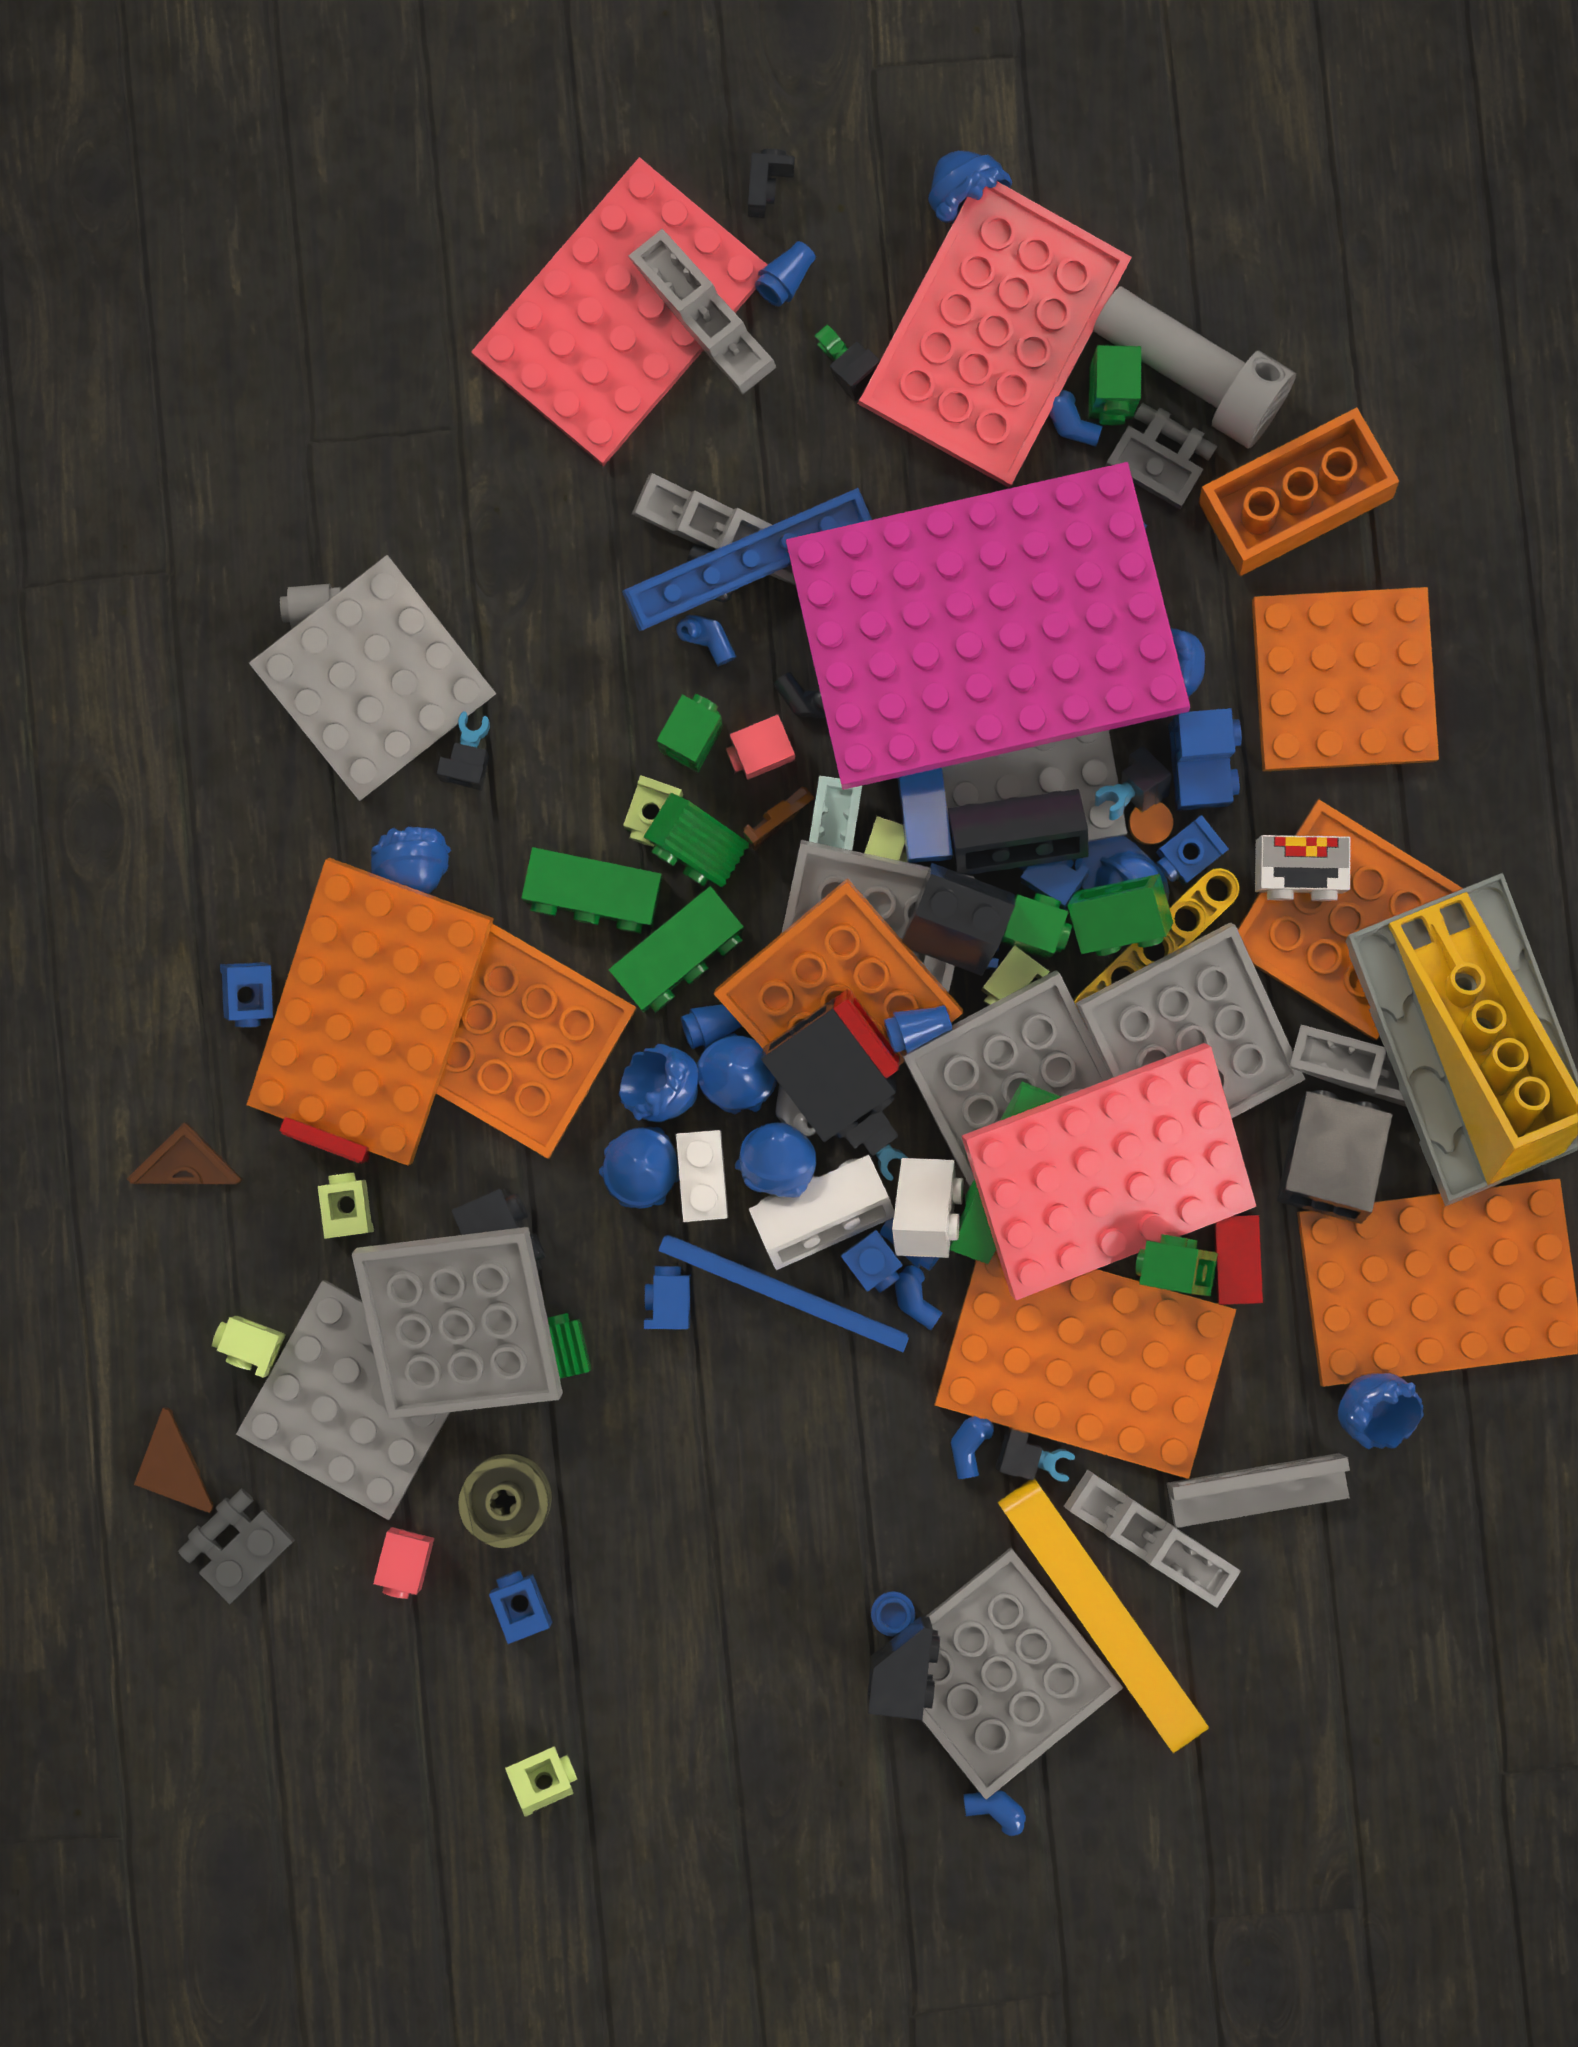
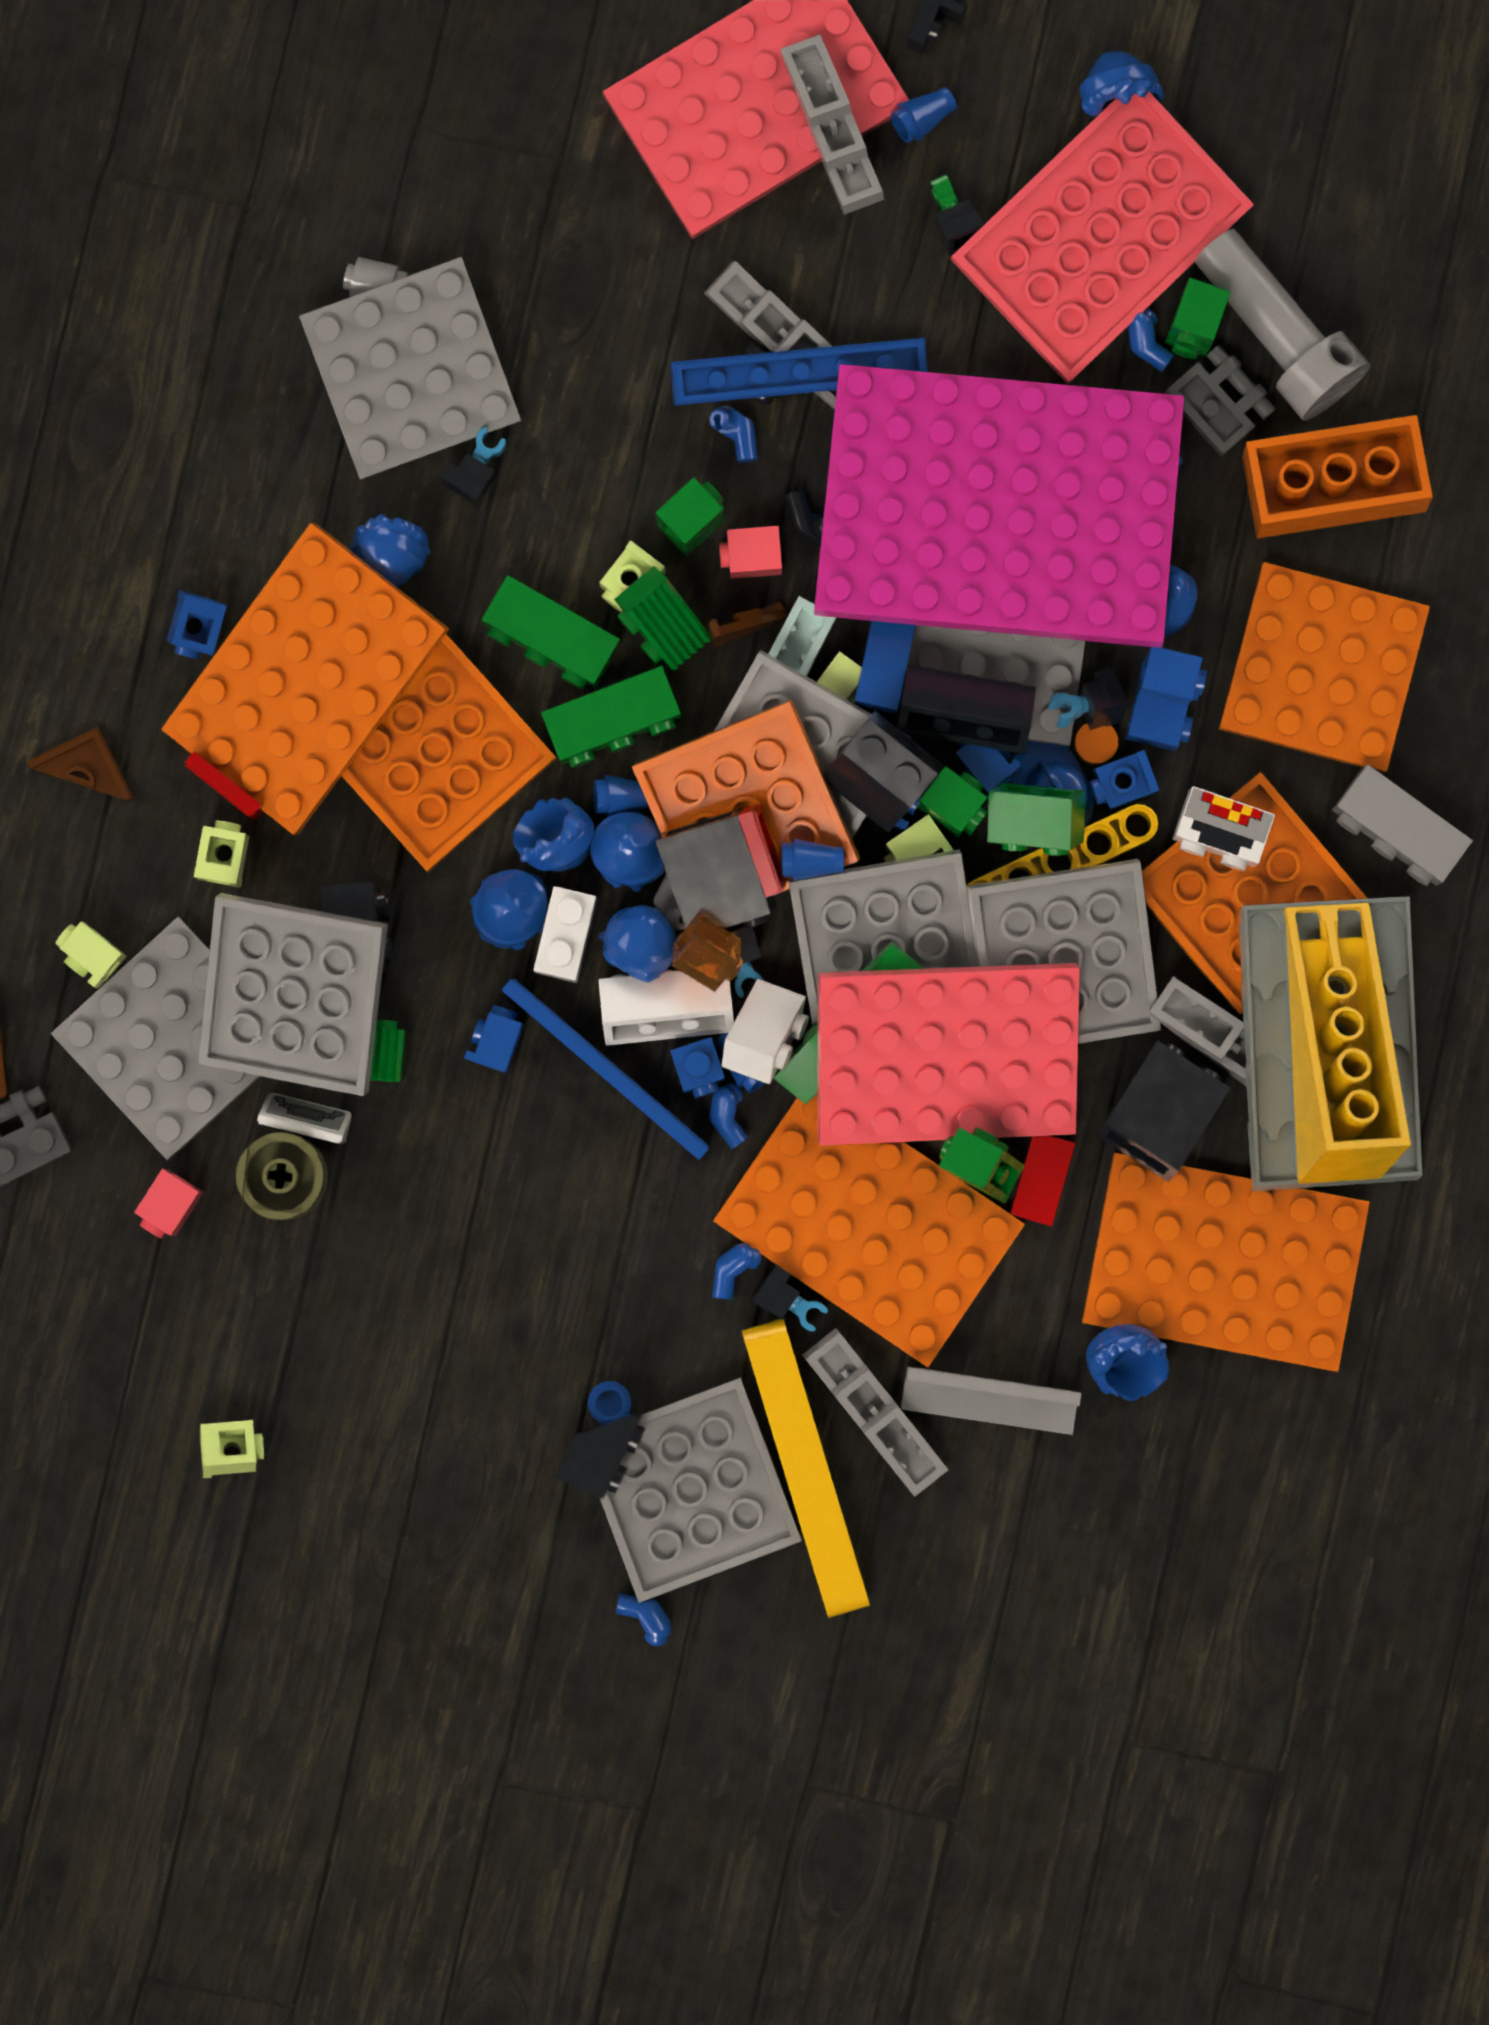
camera: 15 degrees right, 0 degrees up
(509, 1435) = (305, 1118): none -> slope
(514, 1622) = (251, 1292): blue brick -> none
(846, 1151) = (707, 953): none -> clear orange brick
(1470, 808) = (1401, 826): none -> light grey brick

